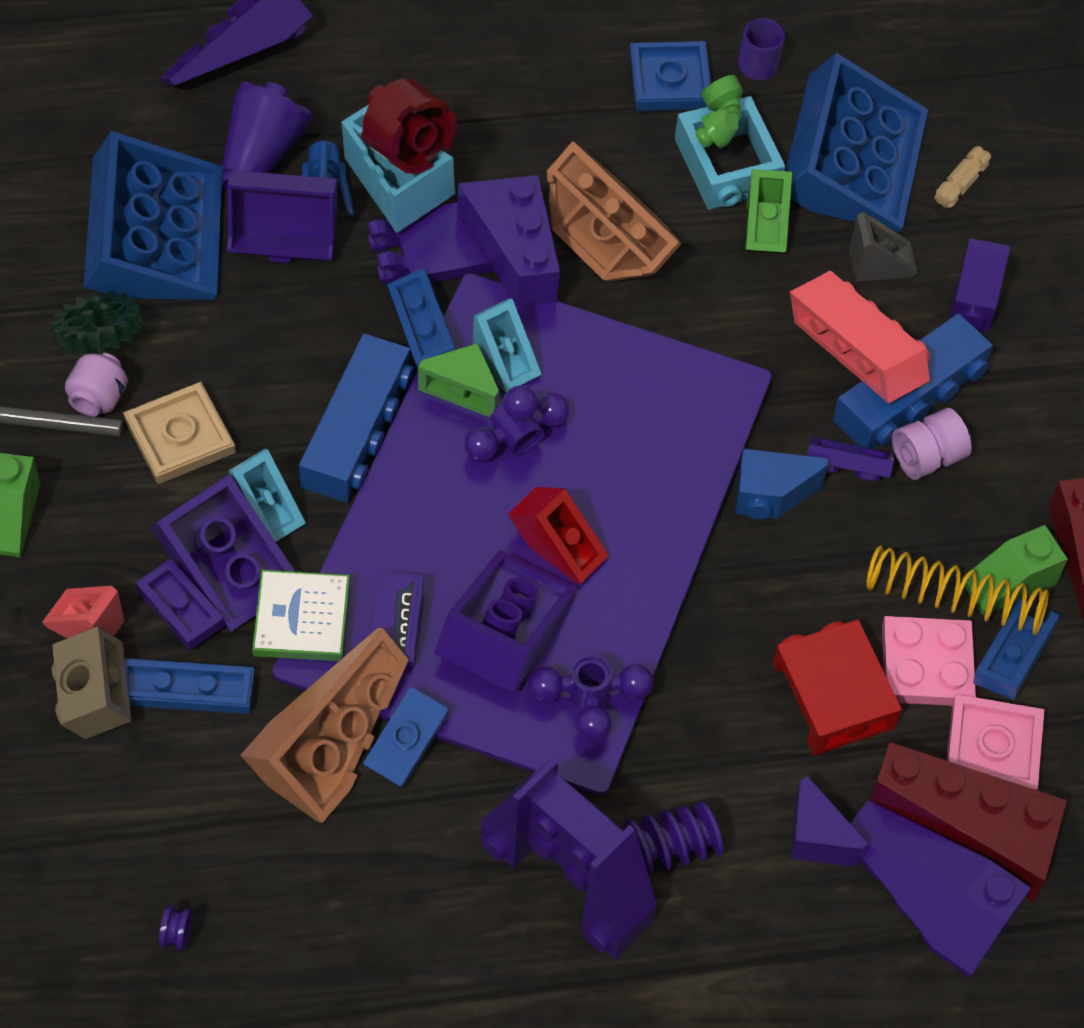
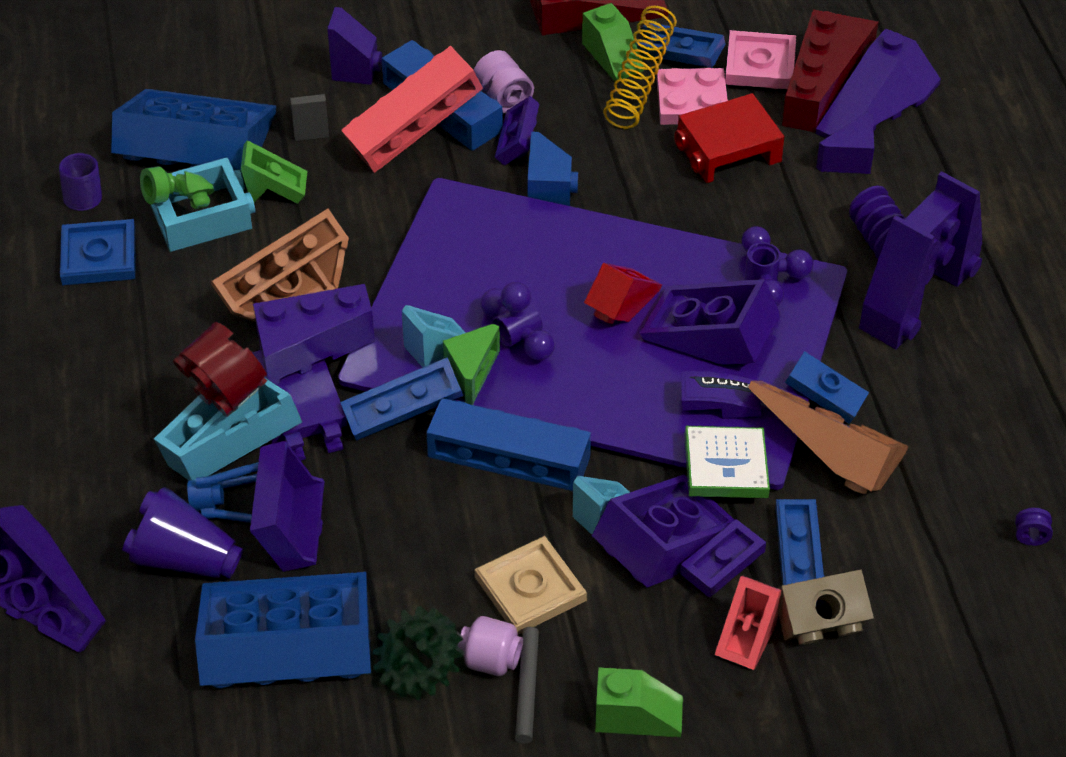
camera: 90 degrees left, 10 degrees down
(962, 177) = (222, 68): tan axle -> none

